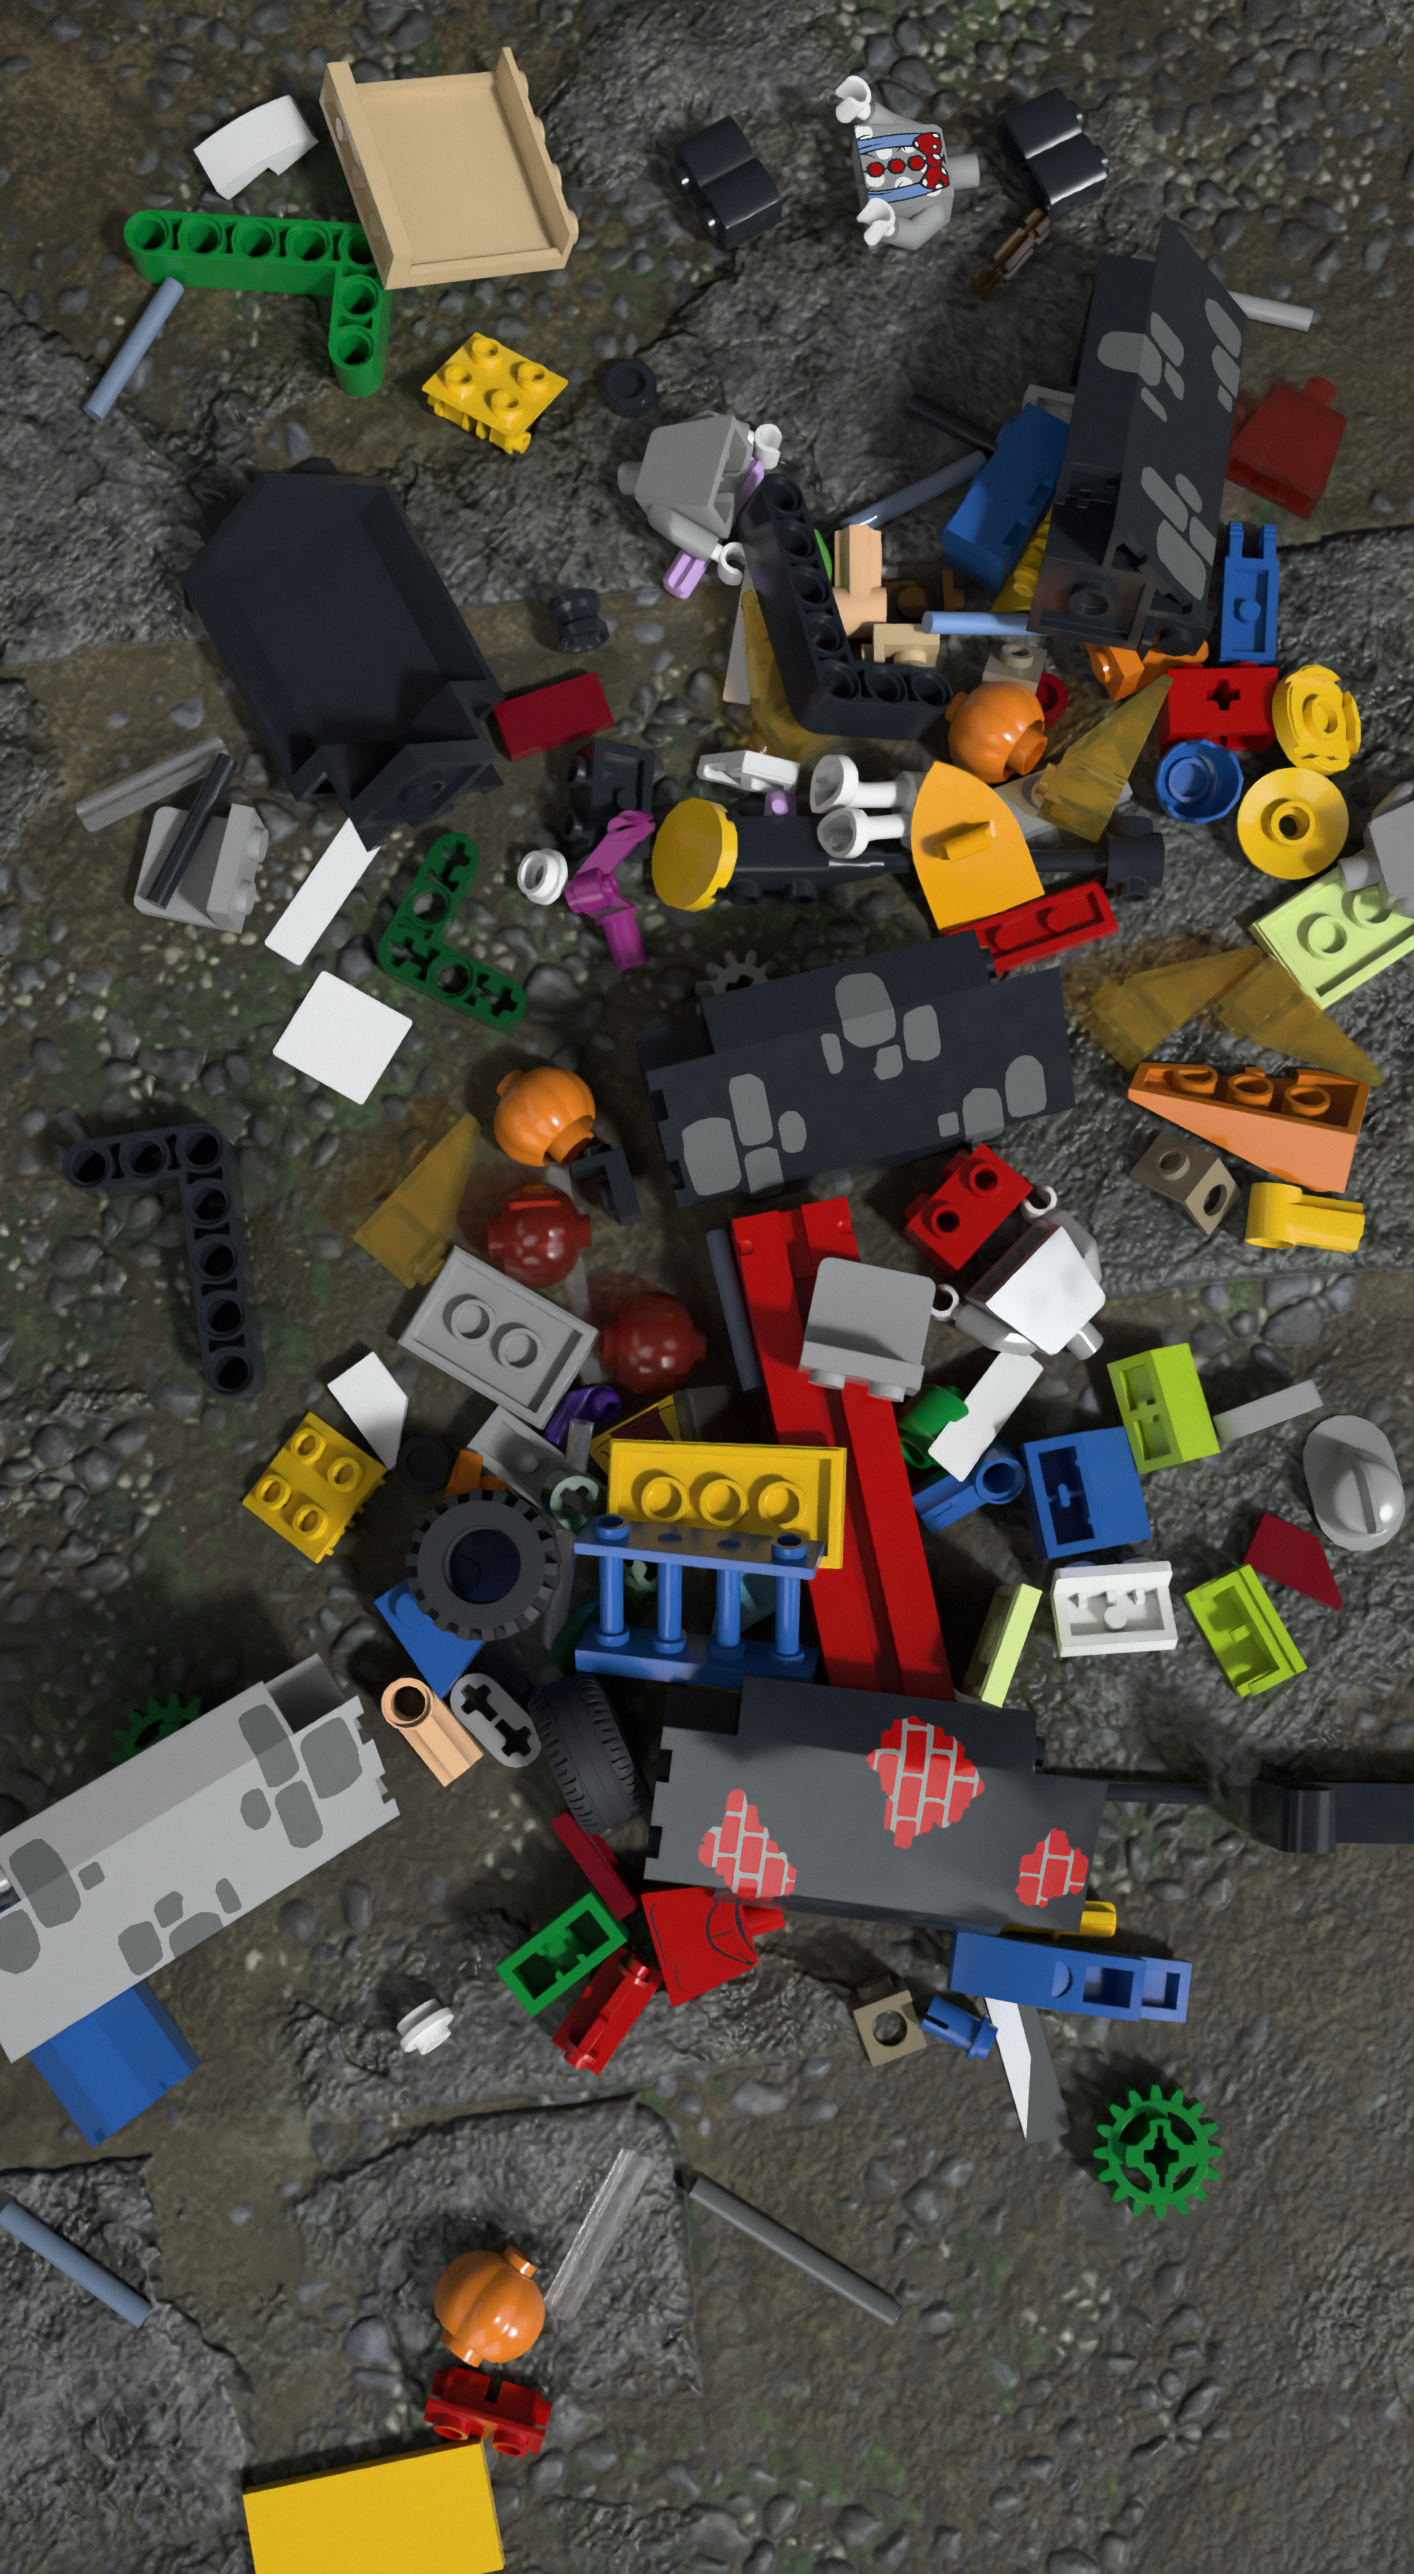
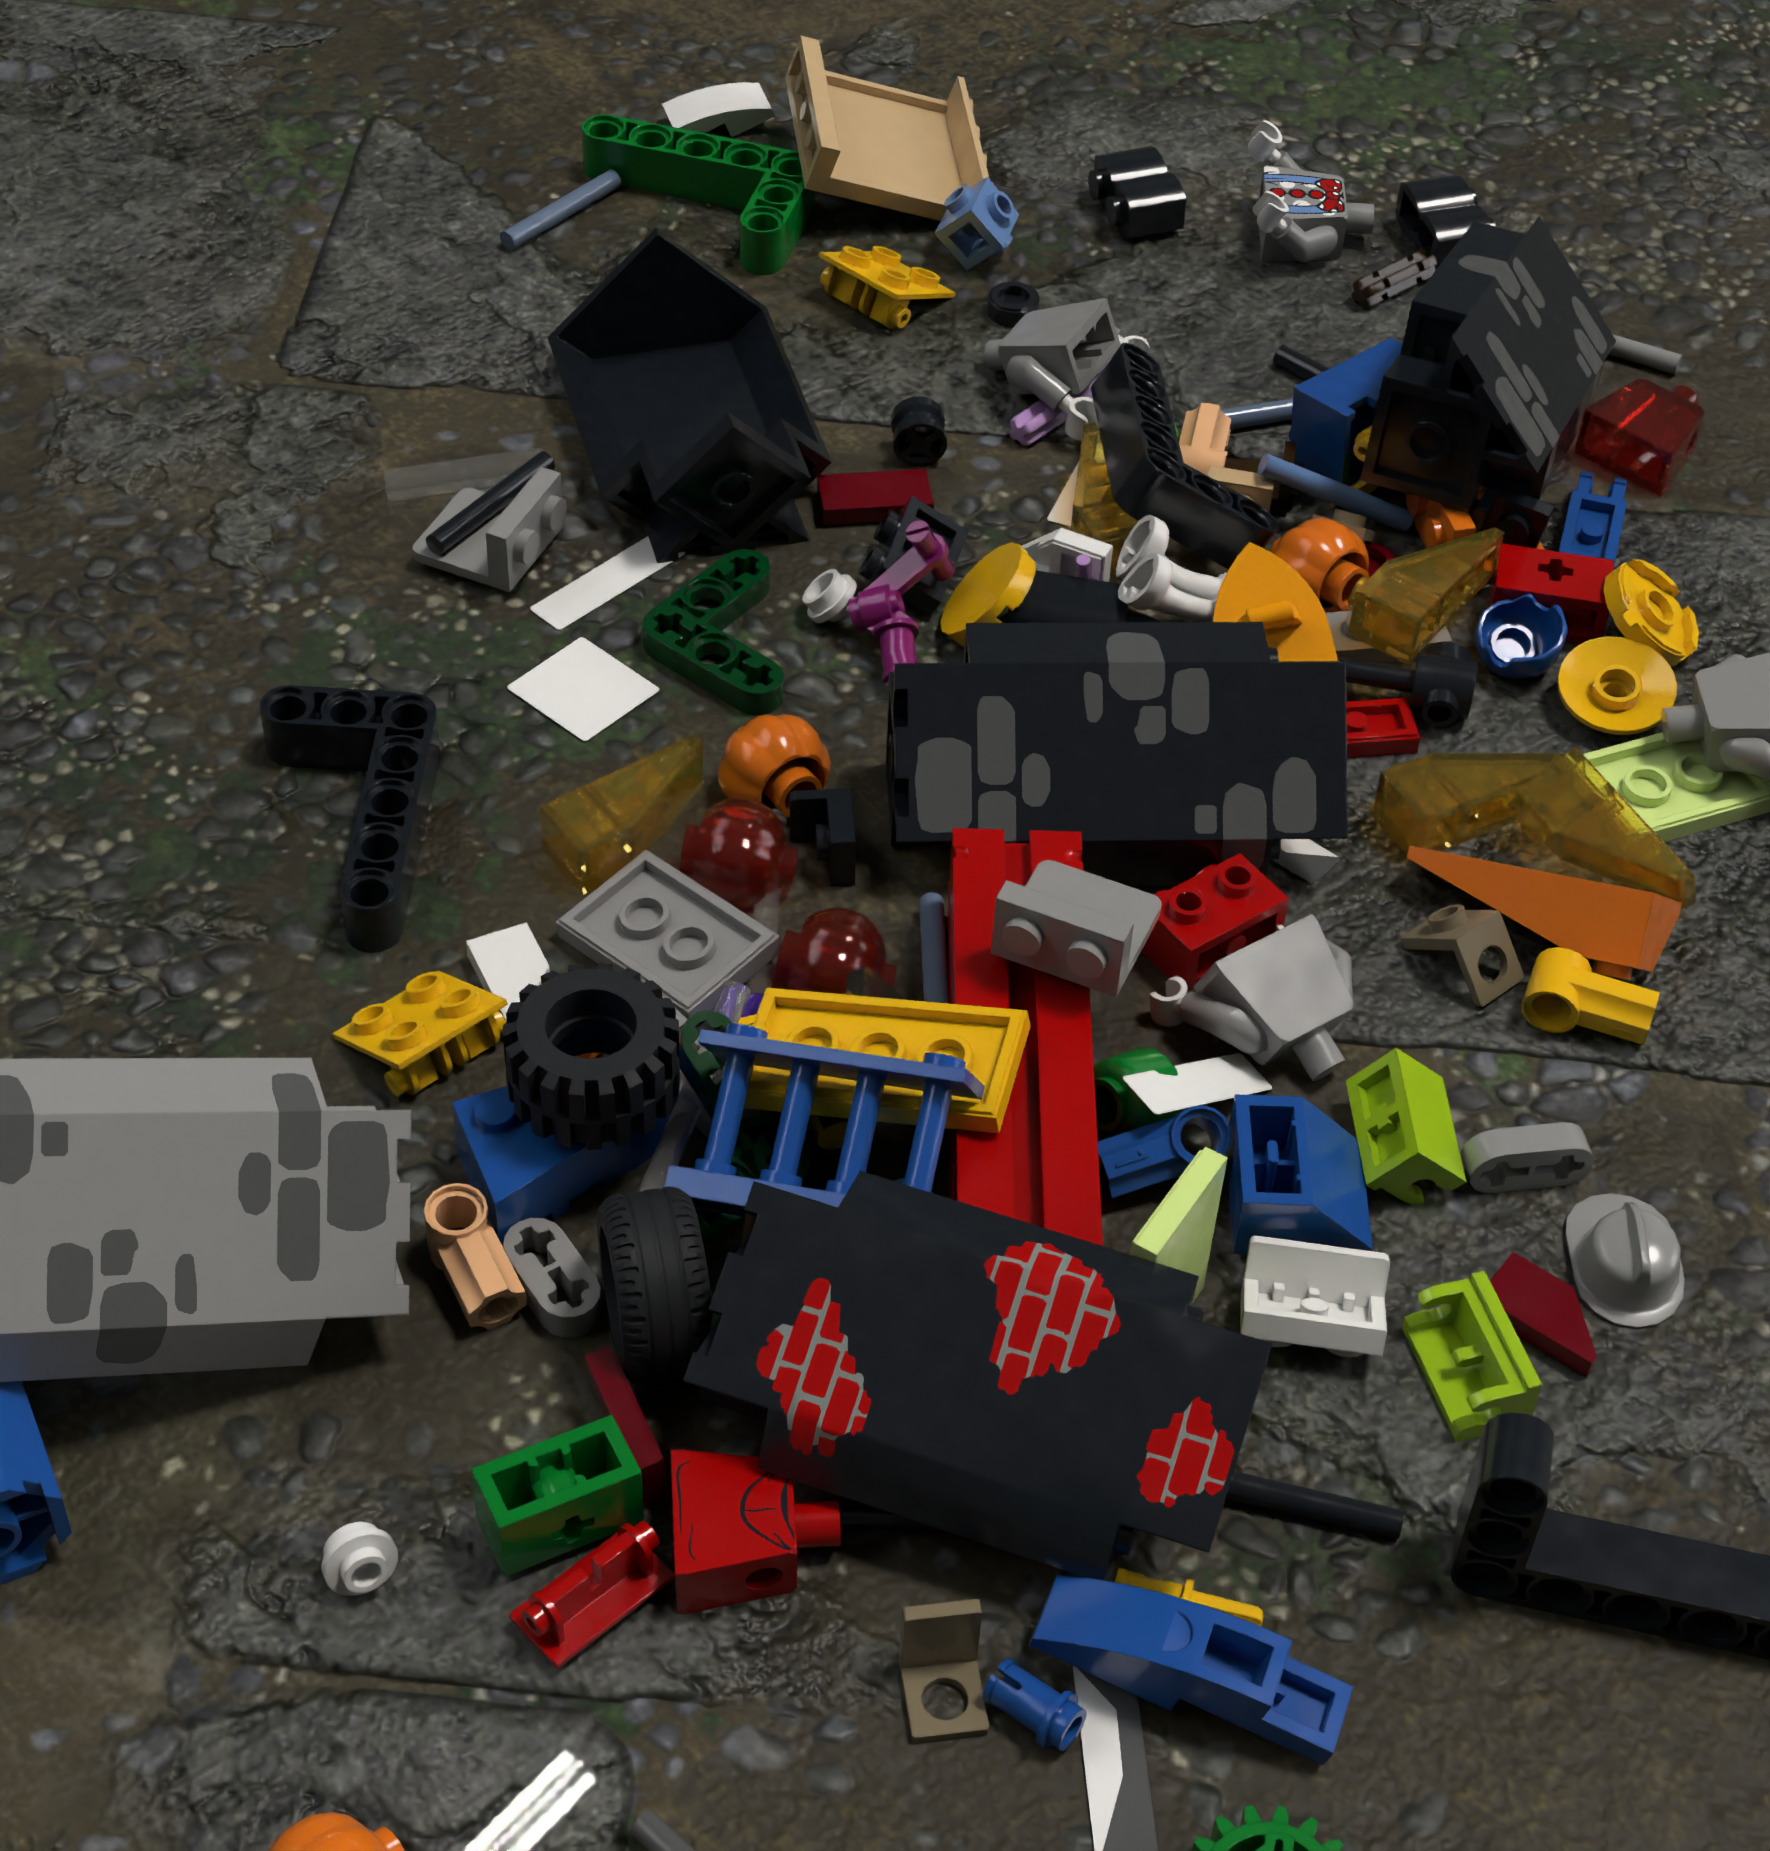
camera: 10 degrees right, 35 degrees down
(571, 287) = (977, 223): none -> medium blue brick

